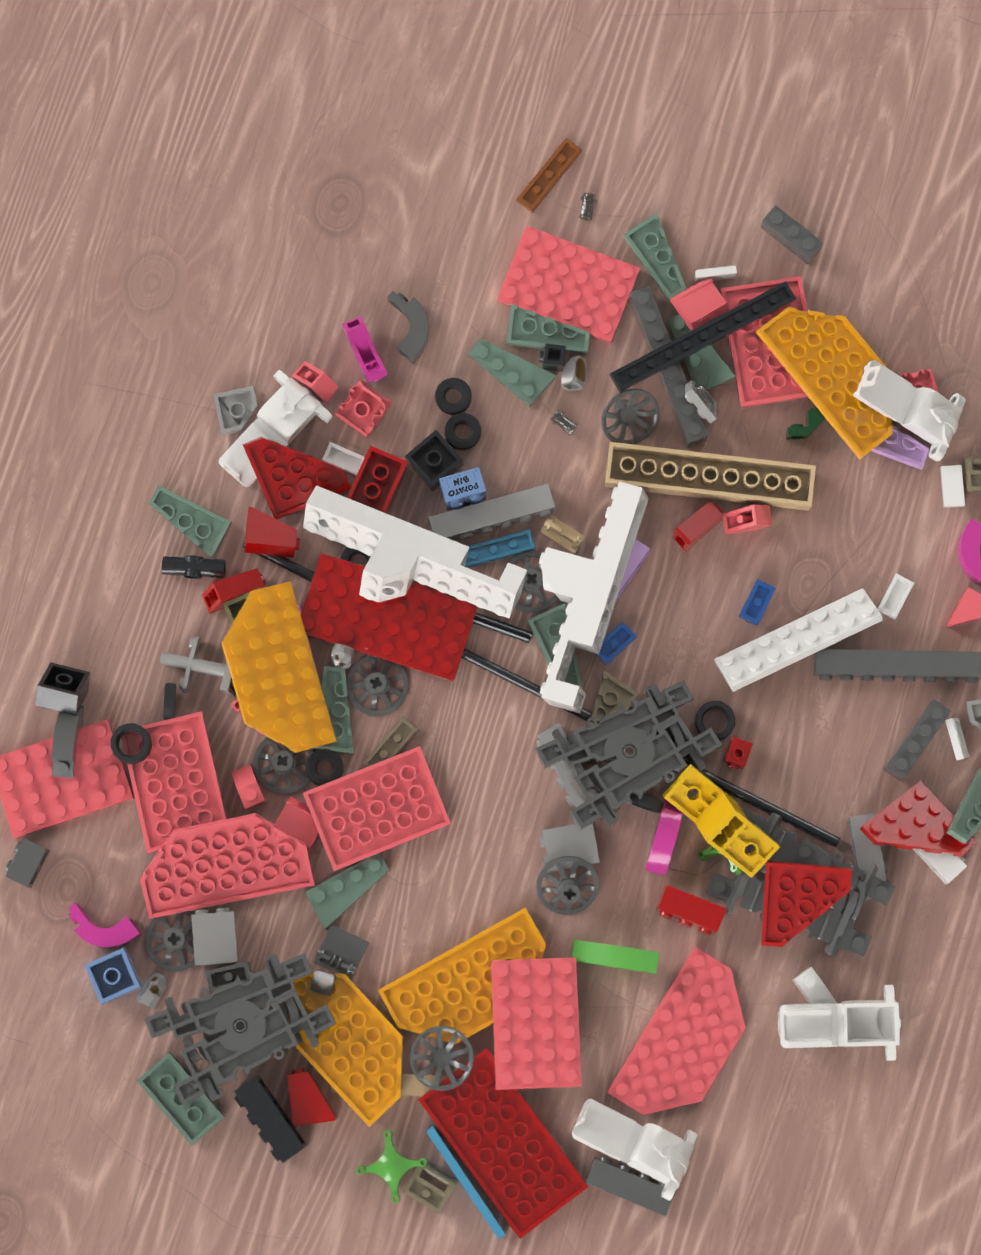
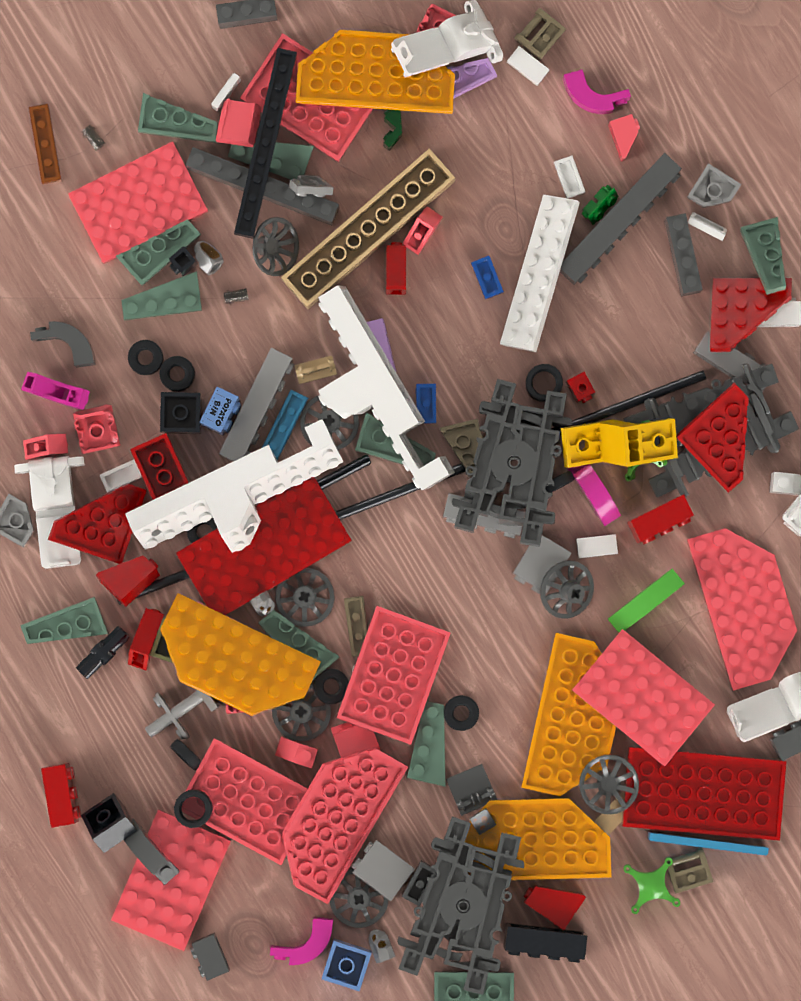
camera: 55 degrees left, 5 degrees up
(52, 632) = (61, 795): none -> red brick
(385, 880) = (473, 713): none -> black tyre
(624, 879) = (597, 546): none -> white tile
(906, 639) = (595, 211): none -> green hinge

